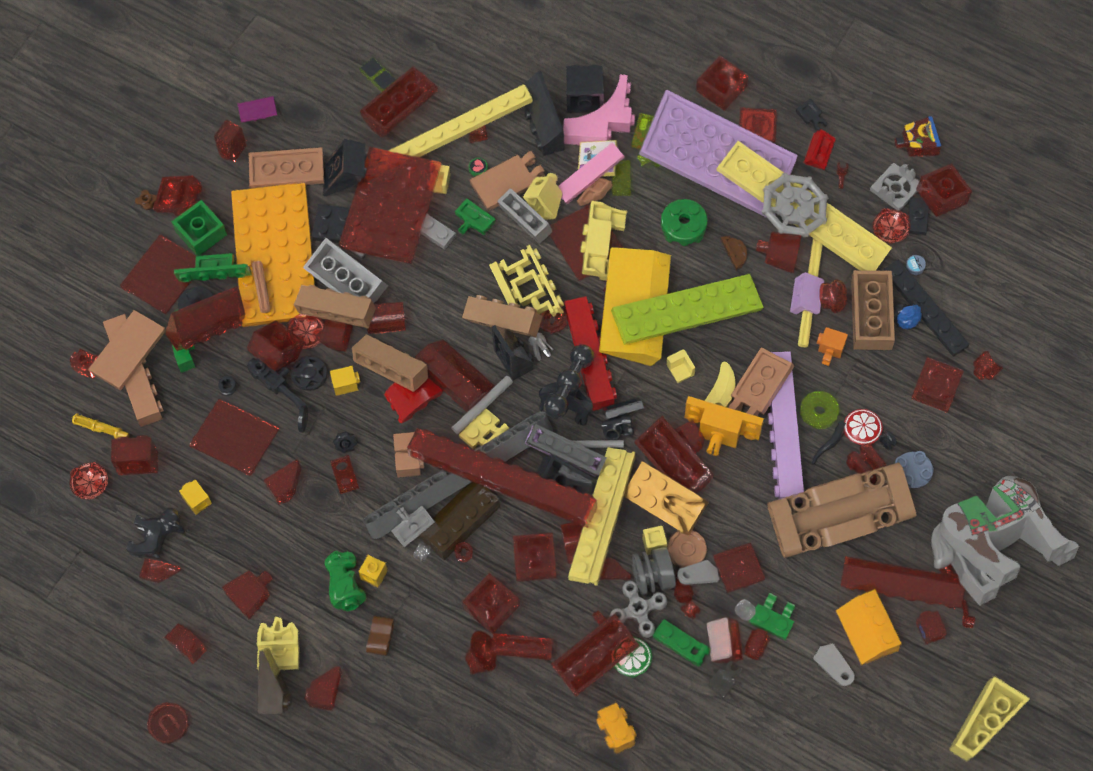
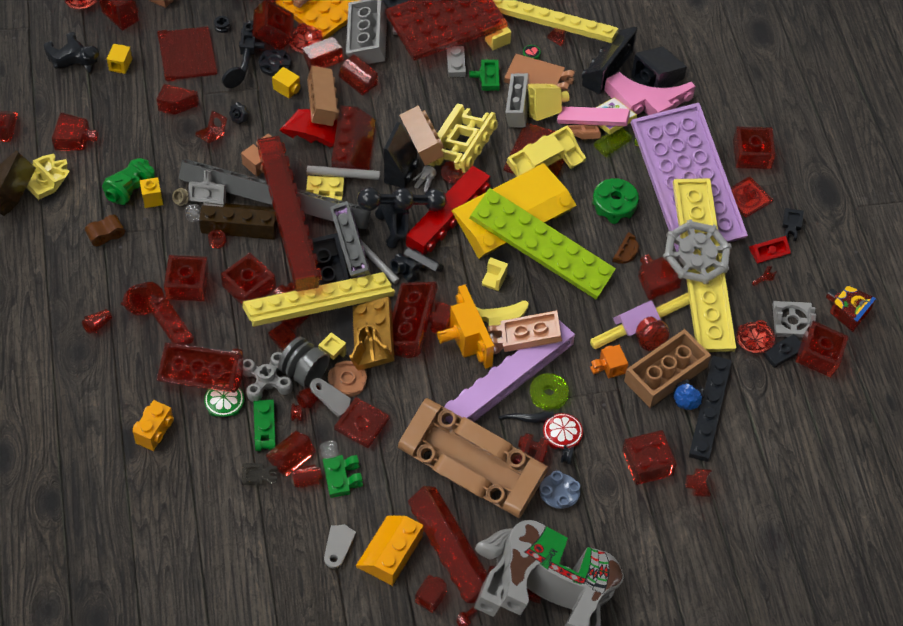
camera: 45 degrees right, 10 degrees down
(157, 571) = (46, 75): clear red tile -> none
(324, 690) = (34, 224): clear red slope -> none
(335, 305) = (334, 35): medium nougat brick -> none
(396, 554) = (180, 196): none -> dark tan plate
(471, 705) = (95, 321): none -> clear red cone
(915, 264) = (740, 376): tile -> none

